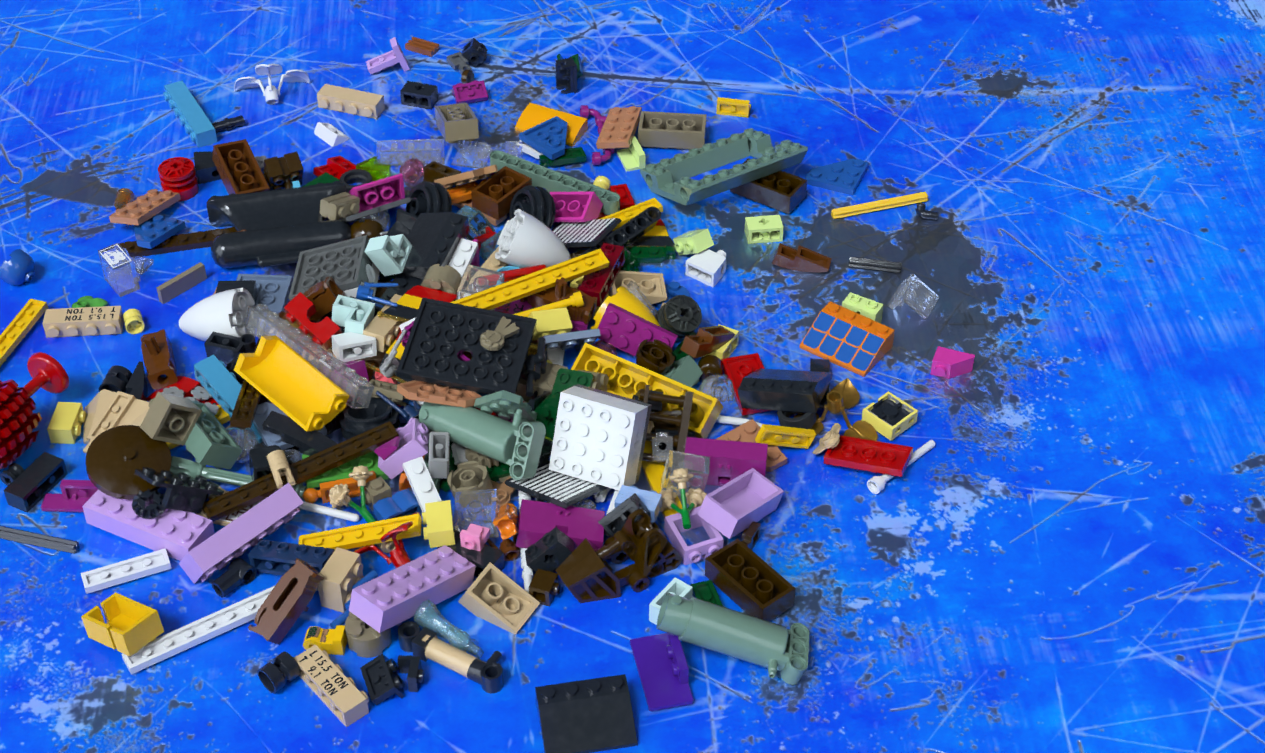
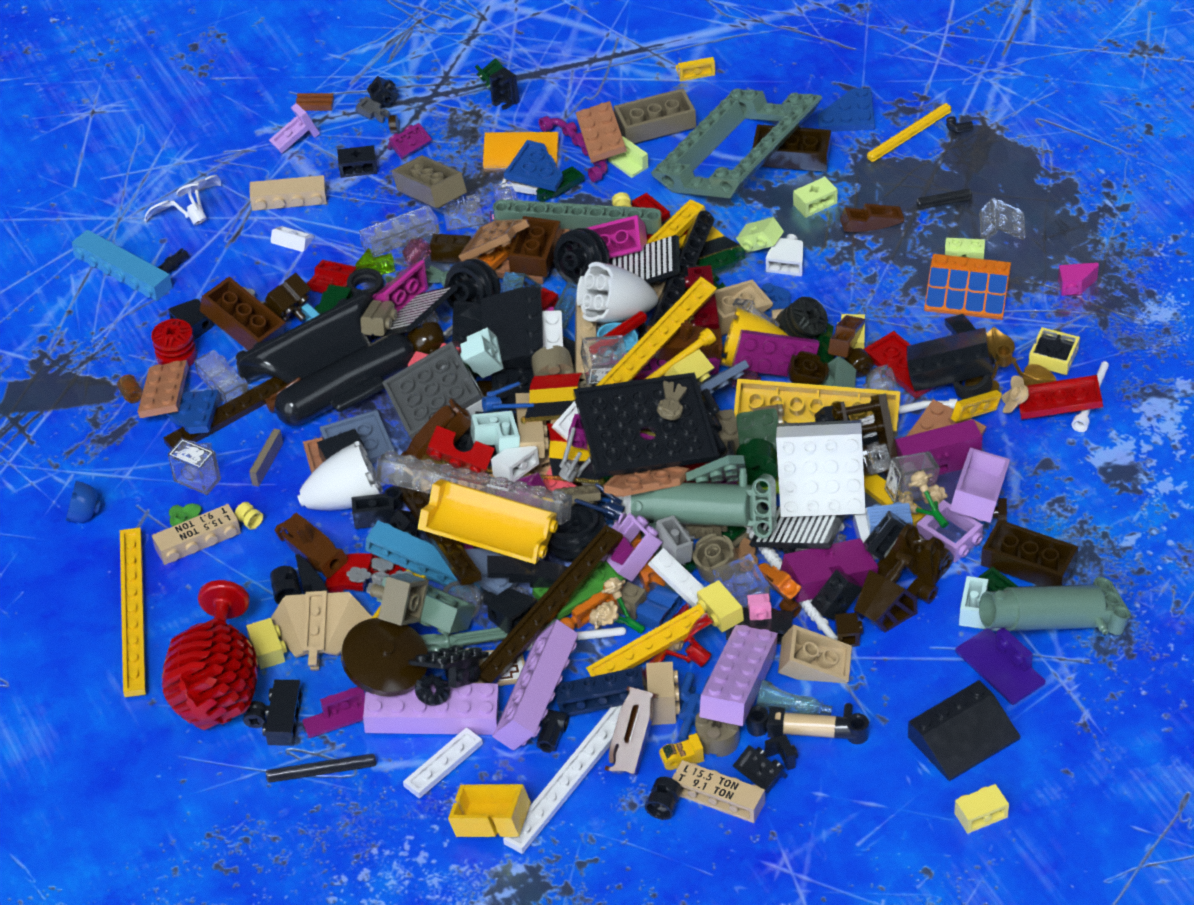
camera: 20 degrees left, 5 degrees up
(196, 212) = (220, 376): none -> clear brick
(280, 467) = (536, 610): tan hinge -> none

